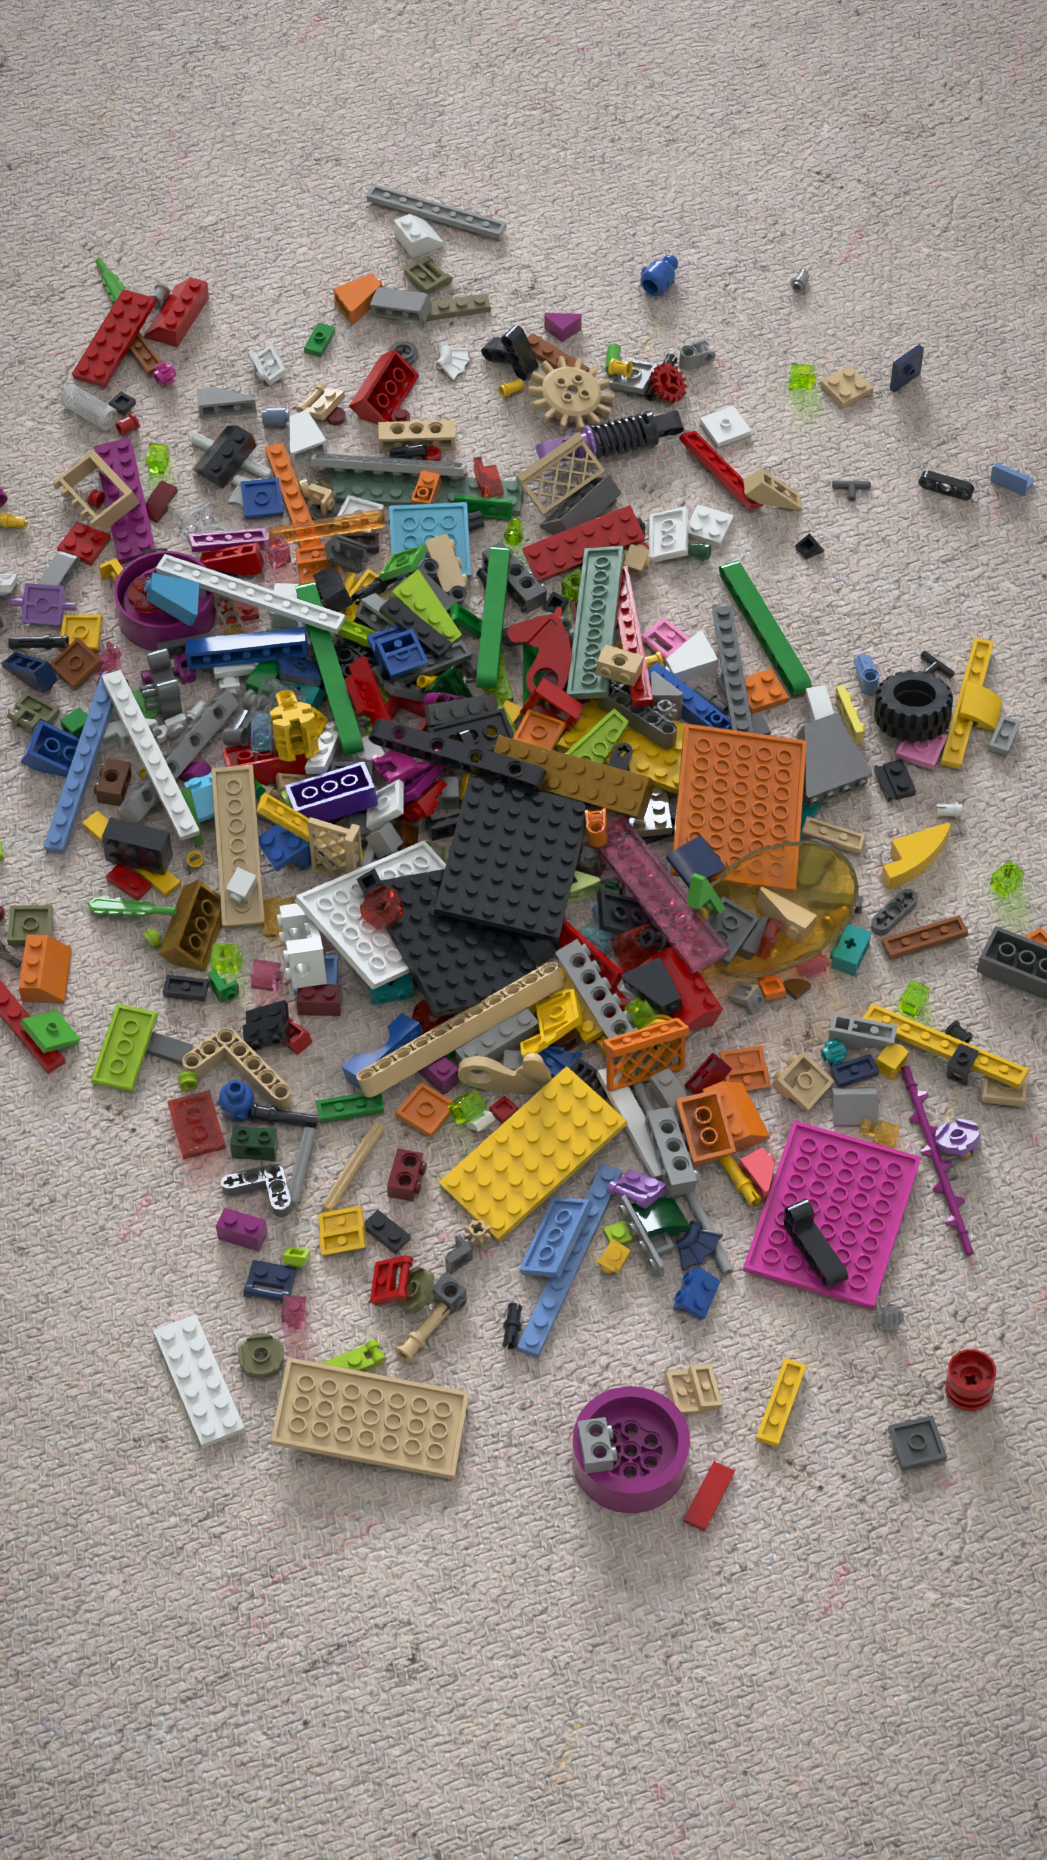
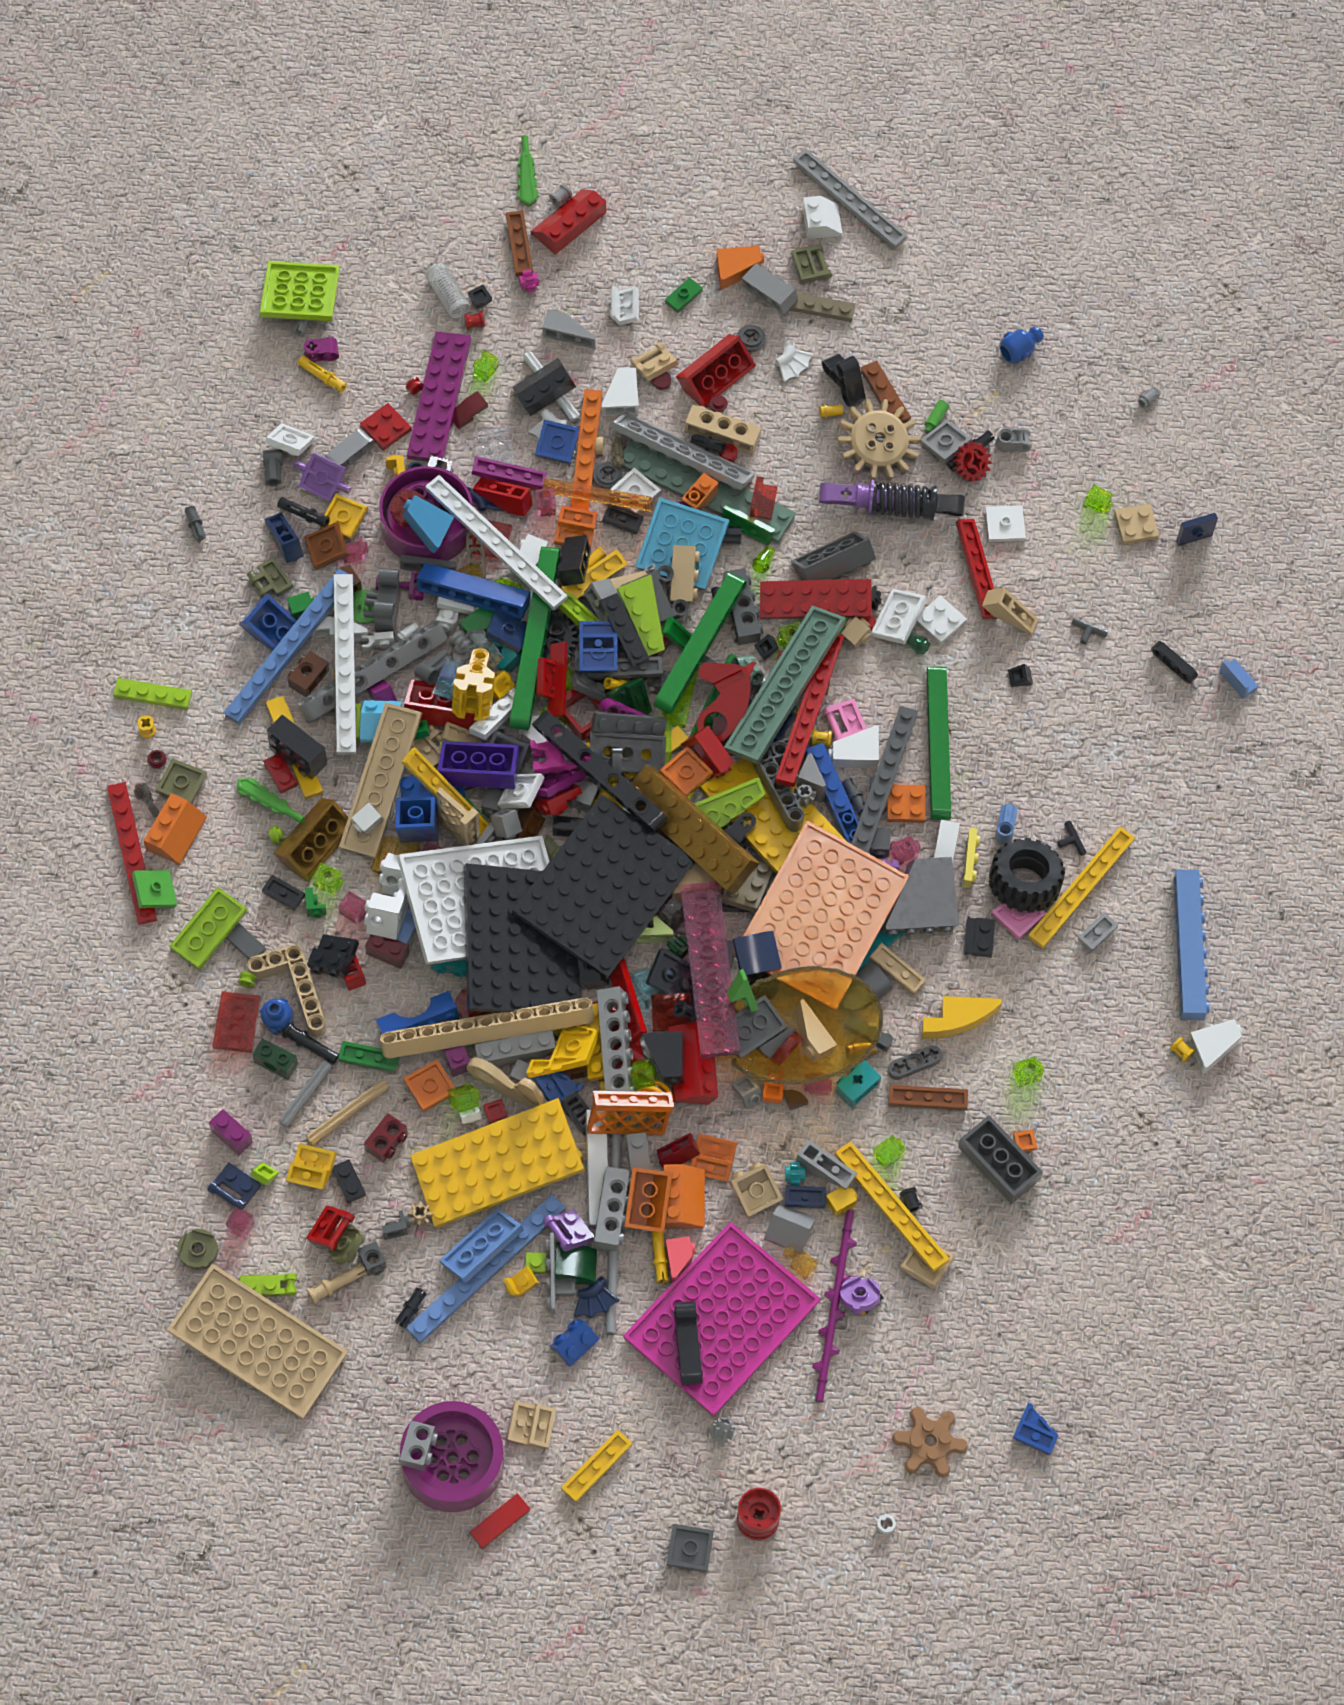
camera: 20 degrees right, 10 degrees up
(82, 470) = (406, 356): tan hinge -> none
(114, 338) = (500, 227): red plate -> none
(187, 795) = (358, 723): bright green sticker -> none
(197, 861) = (345, 776): yellow hinge -> none
(199, 1381) = (139, 1249): white plate -> none
(265, 1180) = (268, 1096): dark grey beam -> none
(275, 416) = (607, 361): sand blue brick -> none
(294, 867) = (417, 819): none -> blue slope
(322, 497) = (608, 463): tan bracket -> none
(346, 552) = (604, 527): dark grey hinge -> none
(369, 880) = (467, 866): black slope -> none
(375, 587) = (618, 570): black pin -> none
(387, 916) = (473, 900): clear red plate -> none
(403, 562) = (645, 559): bright green plate -> none
(549, 460) = (823, 504): tan fence -> none
(562, 324) = (908, 363): magenta slope -> none
(597, 827) = (689, 882): orange piece -> none
(619, 665) = (775, 730): tan brick -> none
(620, 368) = (932, 428): yellow bush -> none
(785, 726) = (905, 855): none -> clear pink brick
(951, 810) = (1012, 985): white pin -> none
(961, 1063) = (897, 1228): black bracket -> none
(980, 706) = (1090, 896): yellow slope -> none

